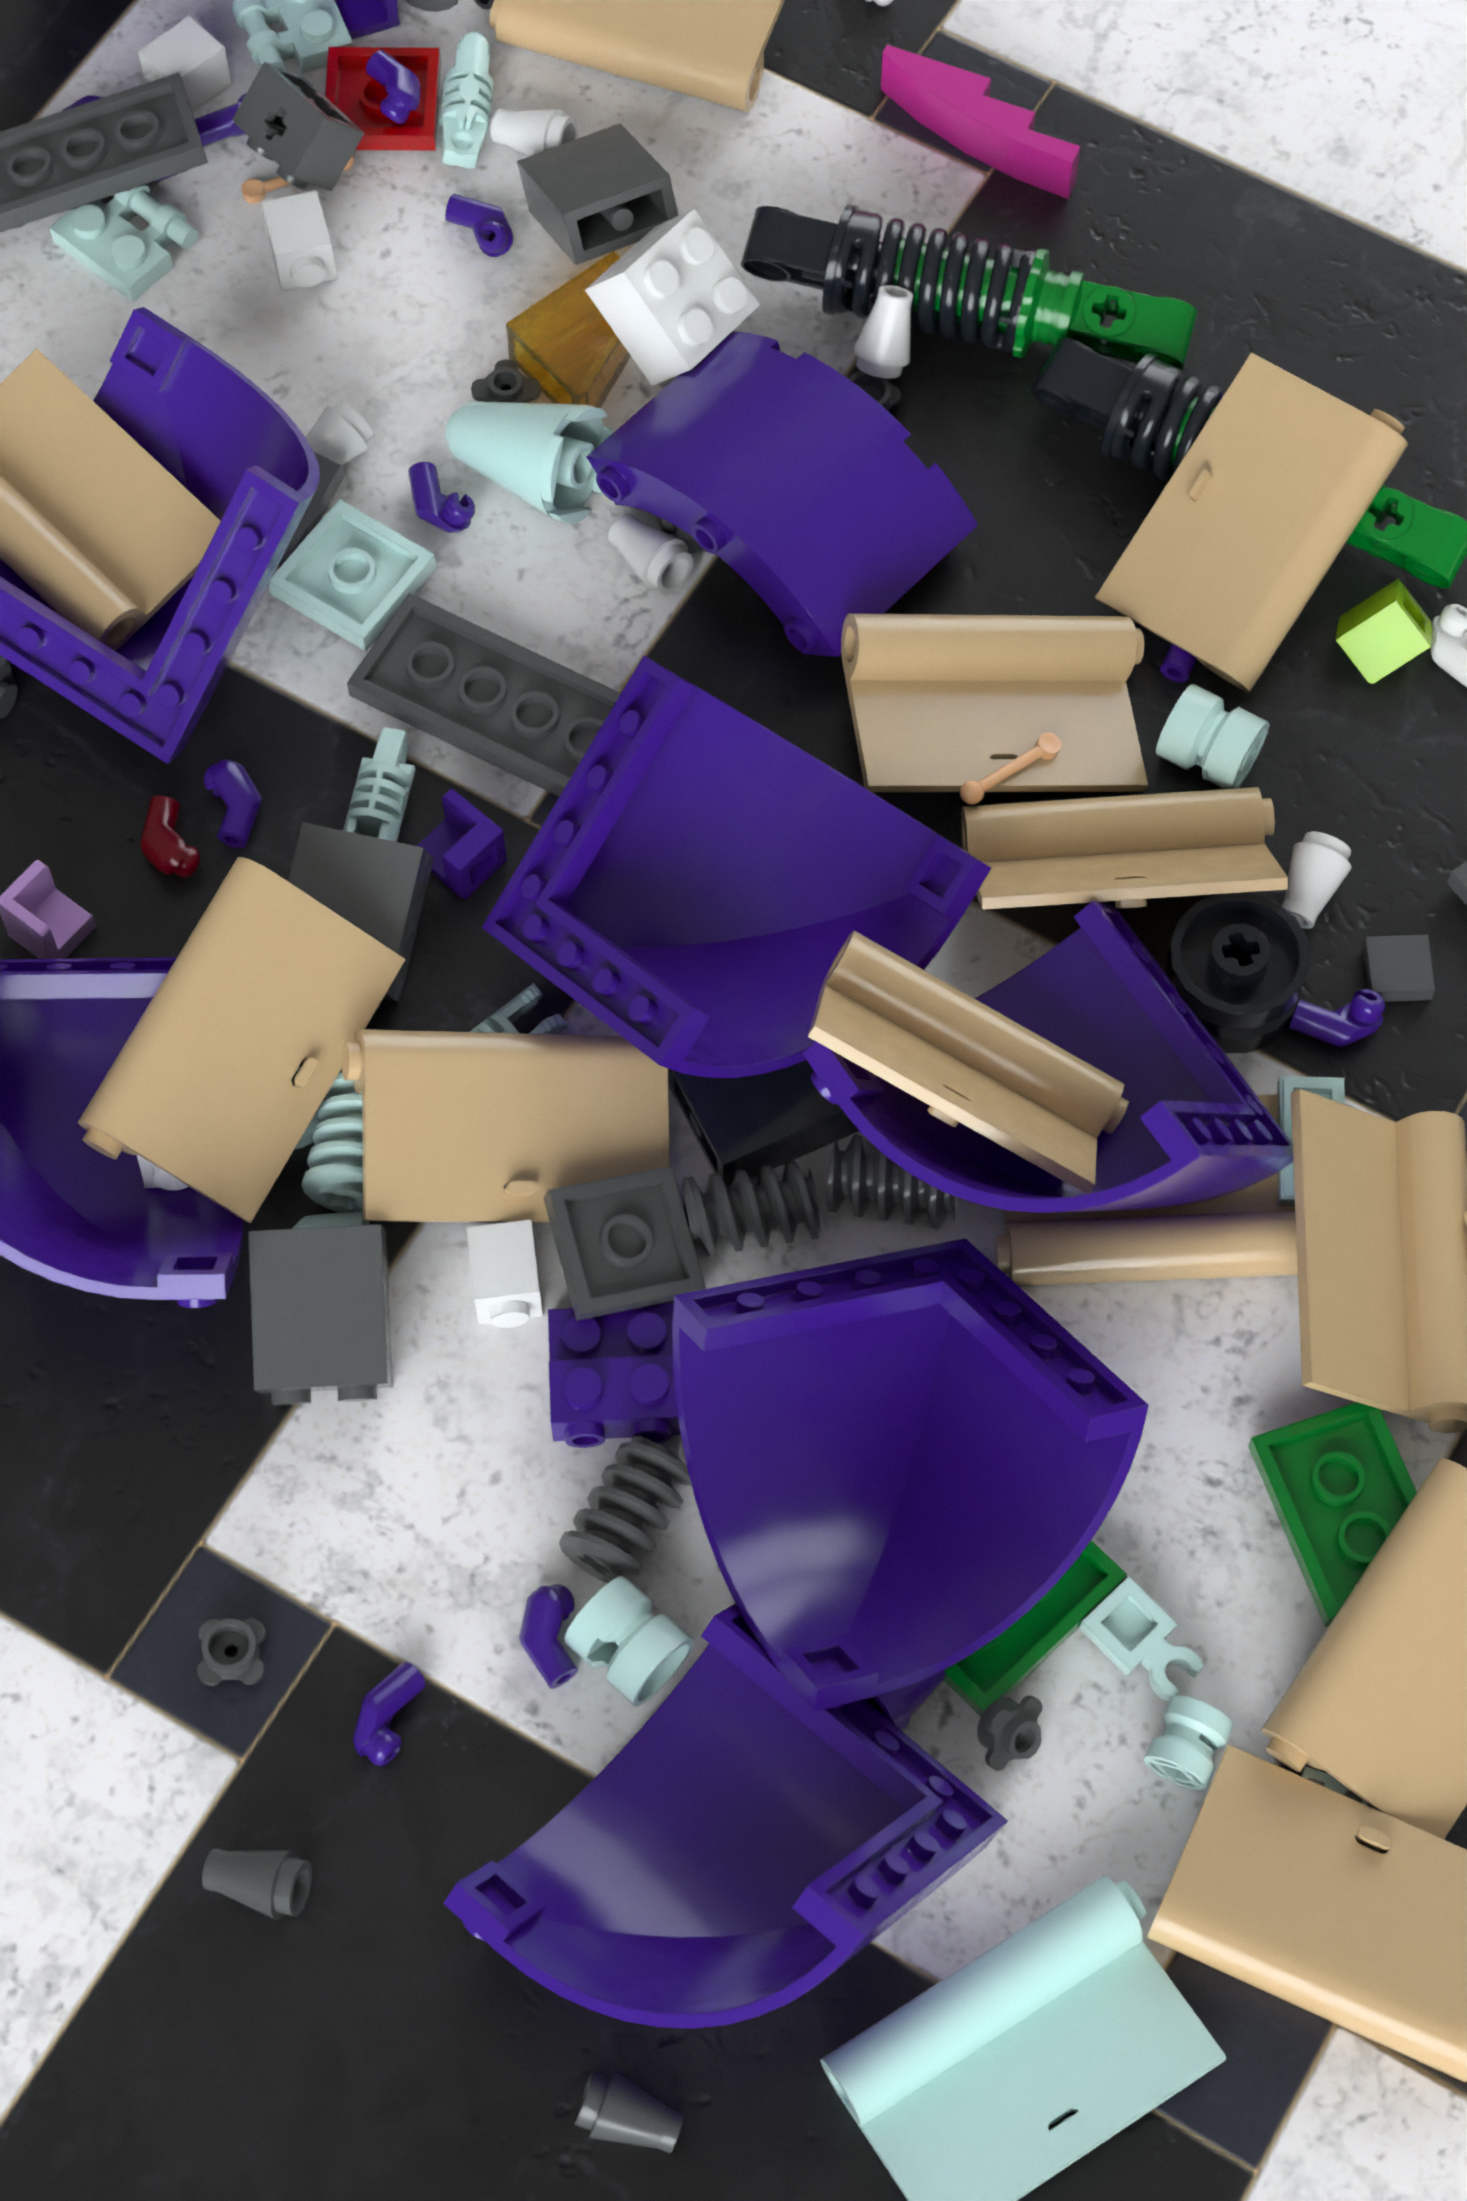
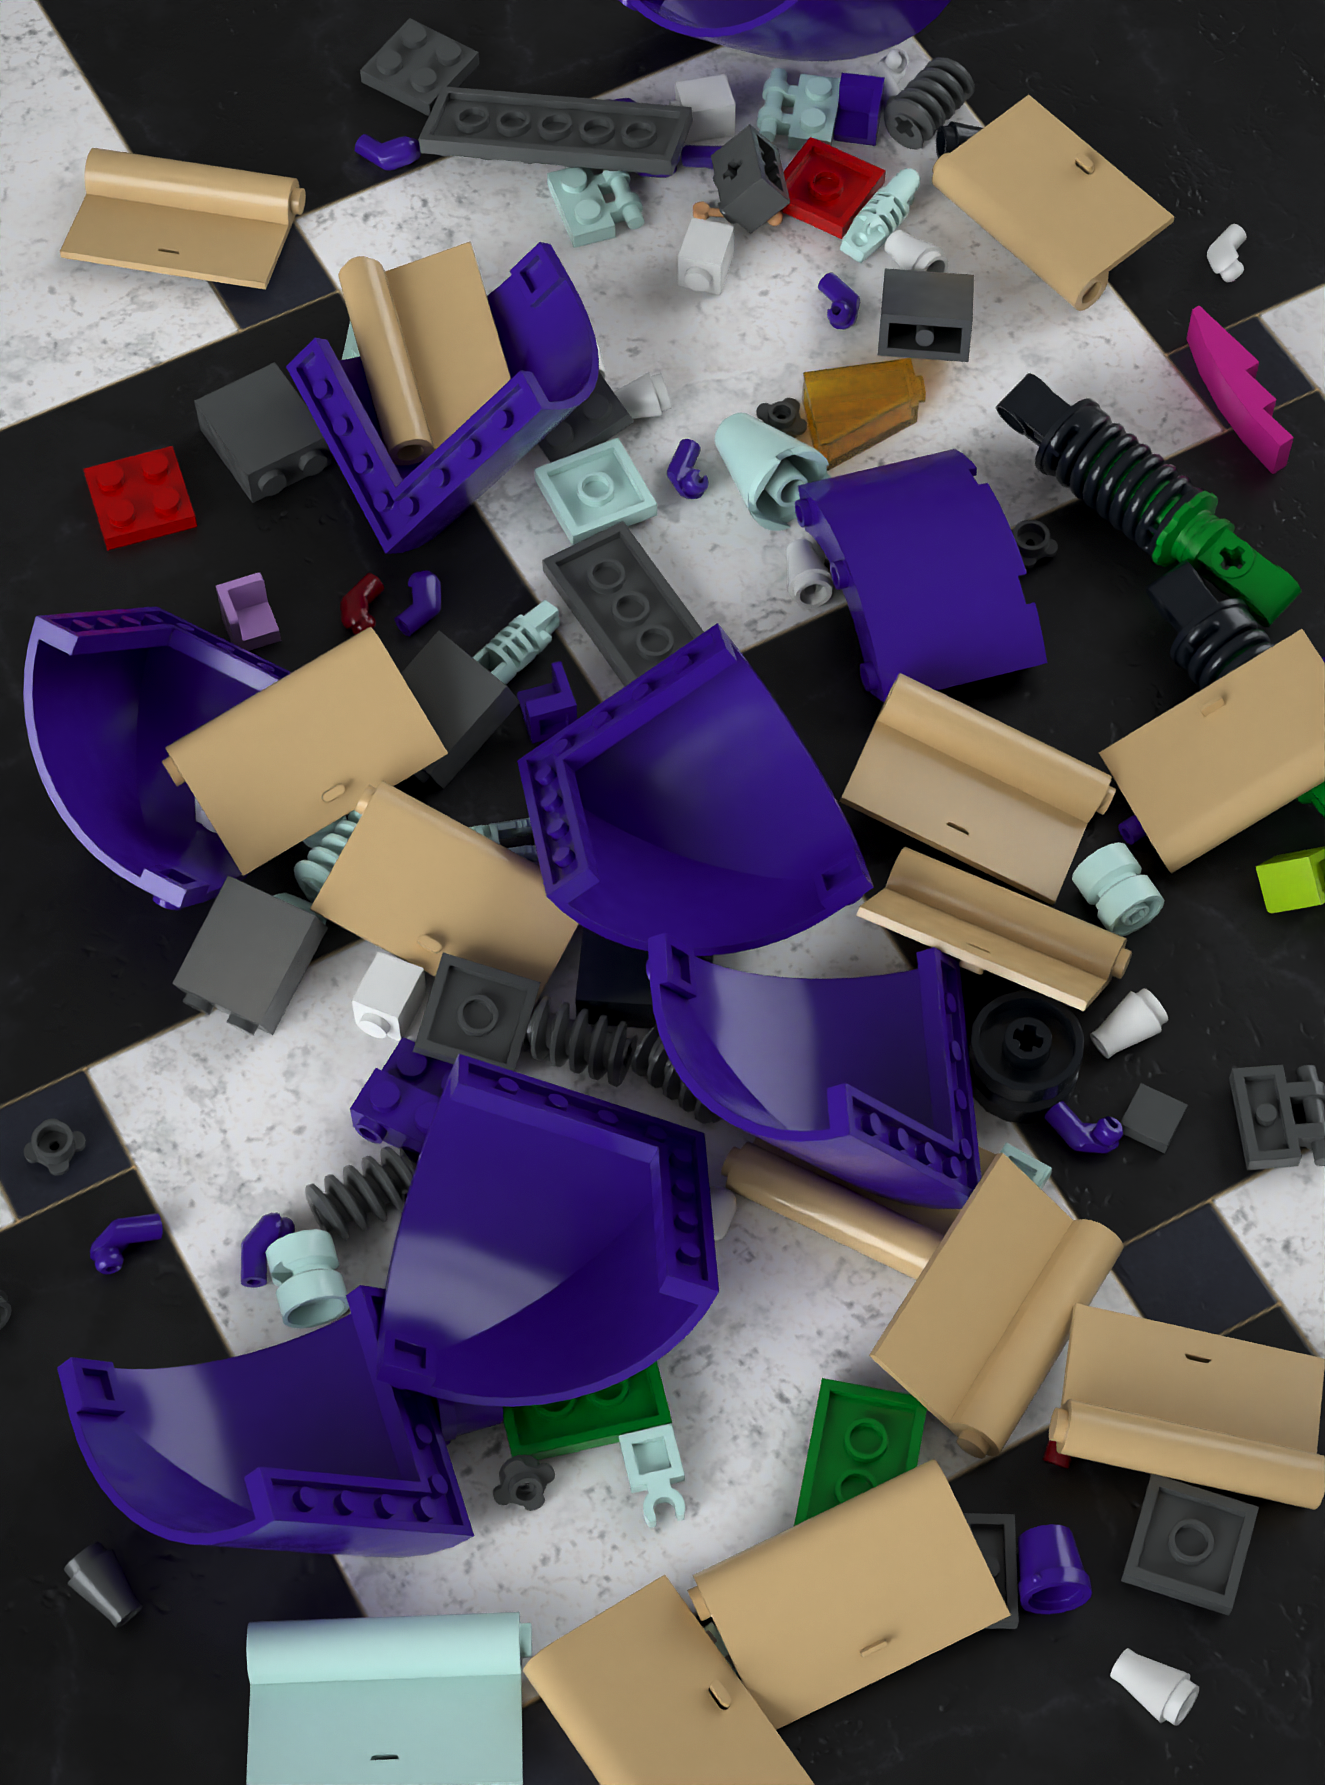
camera: 30 degrees right, 5 degrees down
(400, 84) = (838, 183): dark purple arm -> none
(672, 297) = (926, 406): white brick -> none
(885, 338) = (1062, 504): white cone -> none
(966, 1060) = (766, 1005): tan door -> none
(1046, 747) = (993, 837): light nougat hinge -> none
(1188, 1742) = (639, 1558): light aqua wheel -> none

